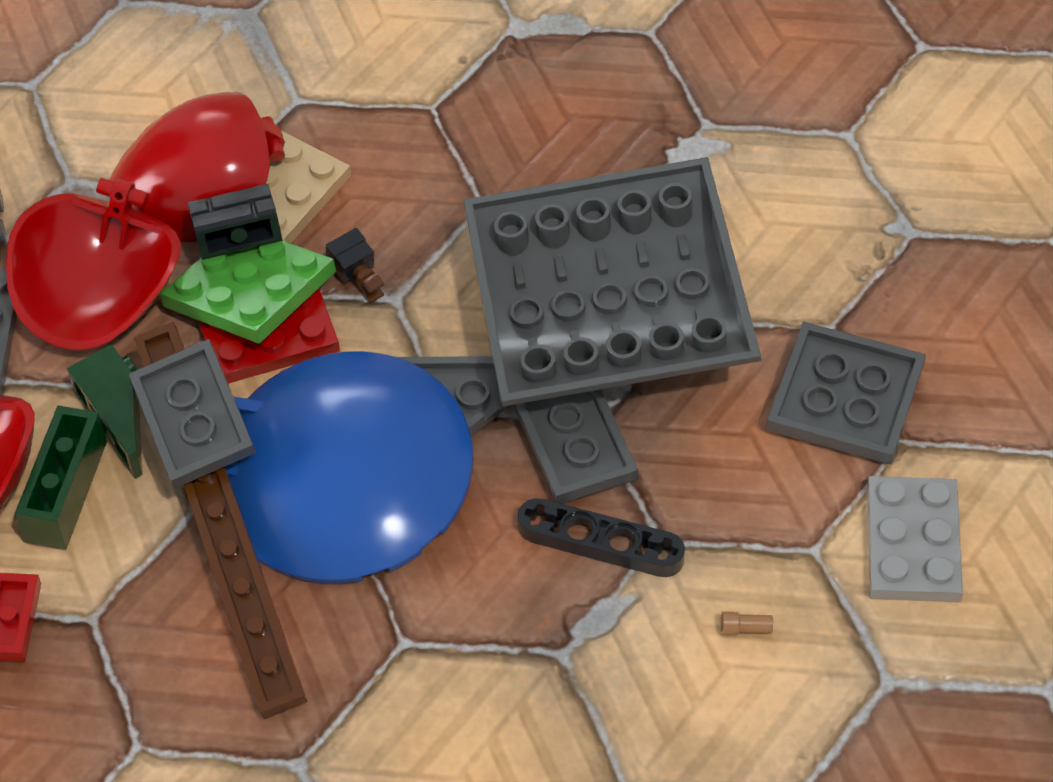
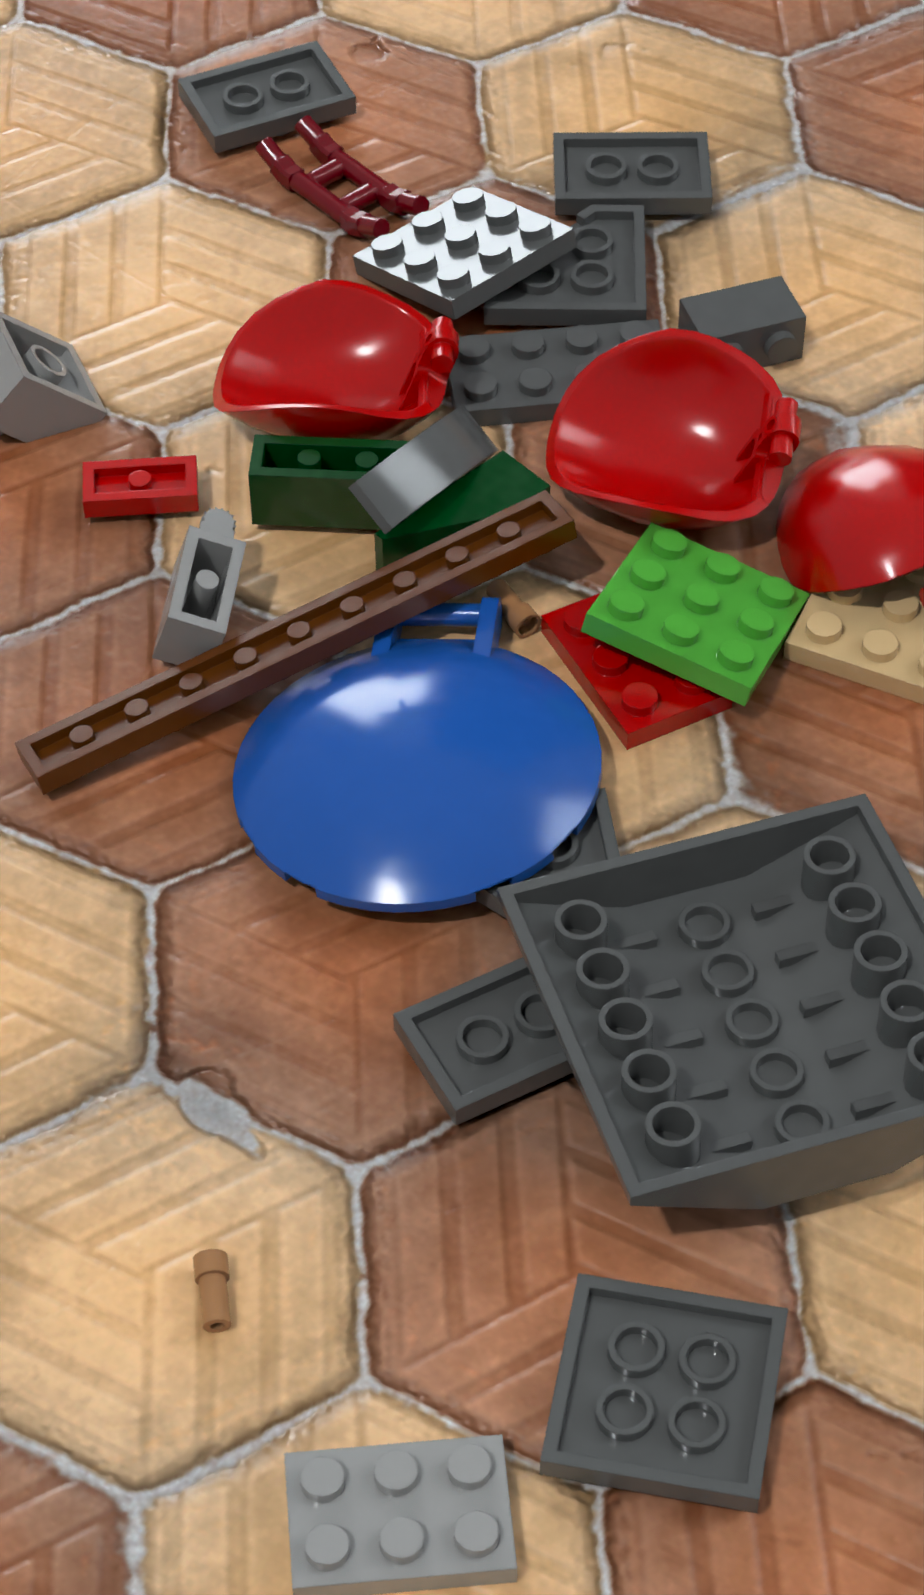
camera: 80 degrees right, 5 degrees down
(101, 415) = (423, 468): none -> dark grey slope
(148, 573) = (200, 589): none -> light grey hinge
(192, 413) = (422, 561): dark grey plate -> none
(235, 221) = (779, 564): black brick -> none
(355, 261) = (771, 720): black piece -> none
(598, 545) = (341, 1088): black beam -> none

